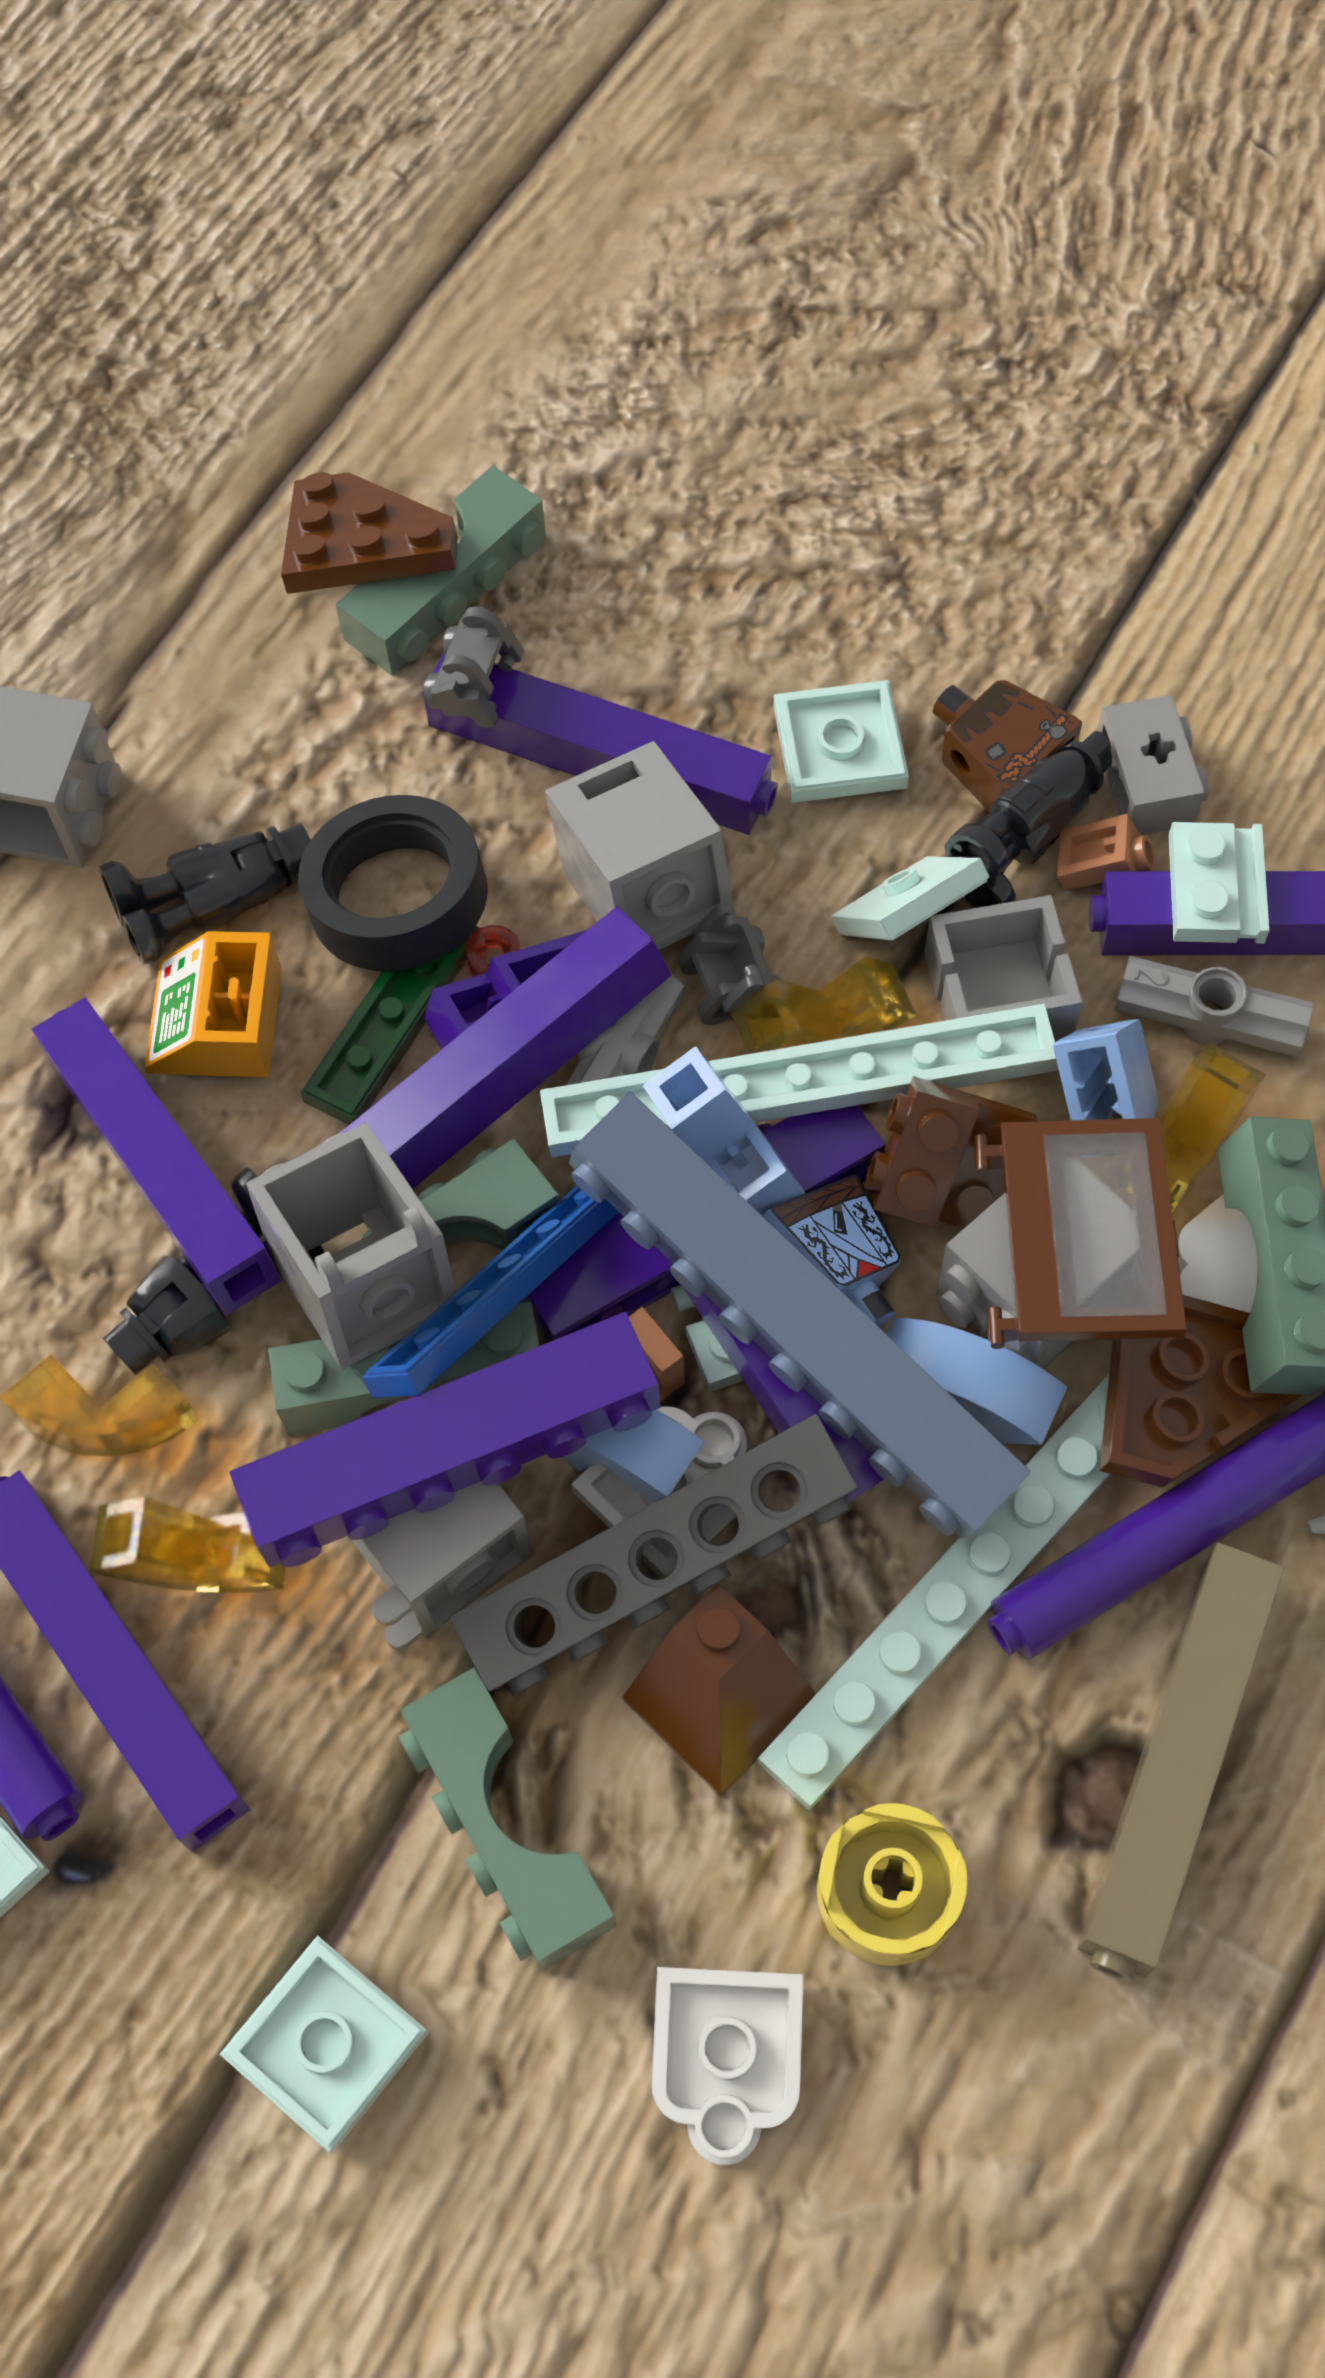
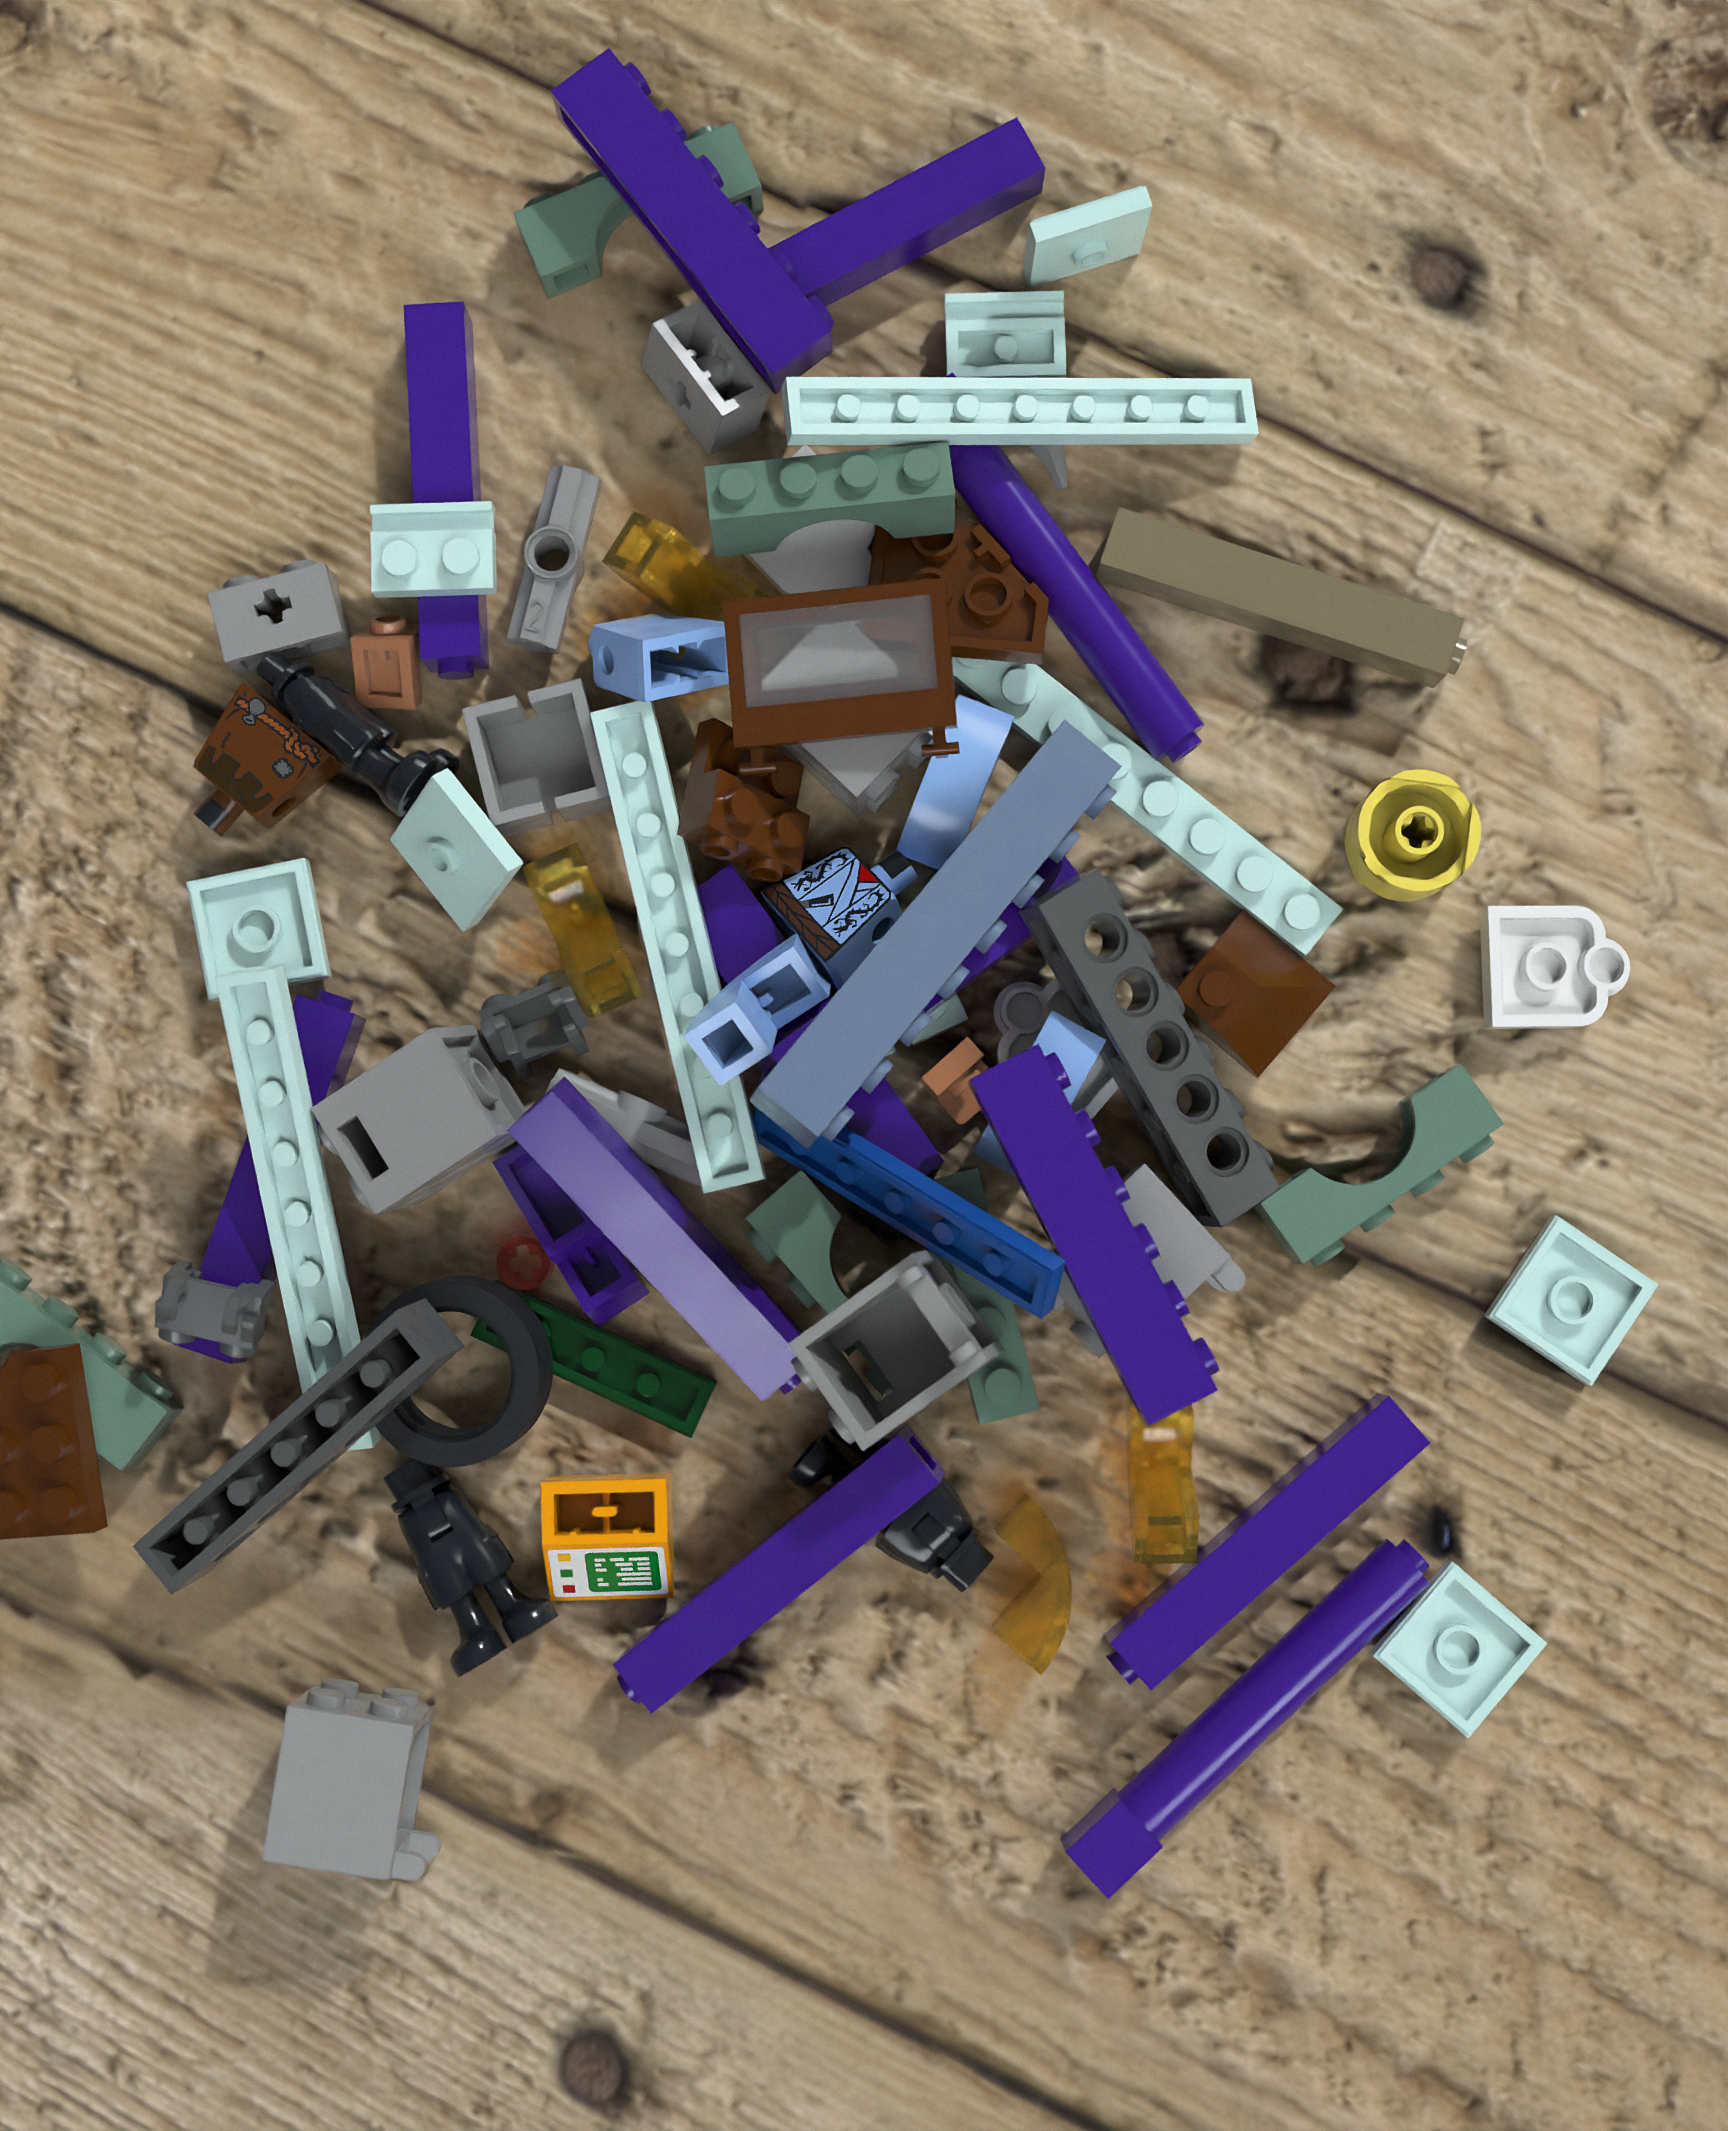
camera: 95 degrees left, 20 degrees up
(339, 736) = (298, 1445): none -> dark grey brick
(573, 735) = (290, 1171): none -> light aqua plate

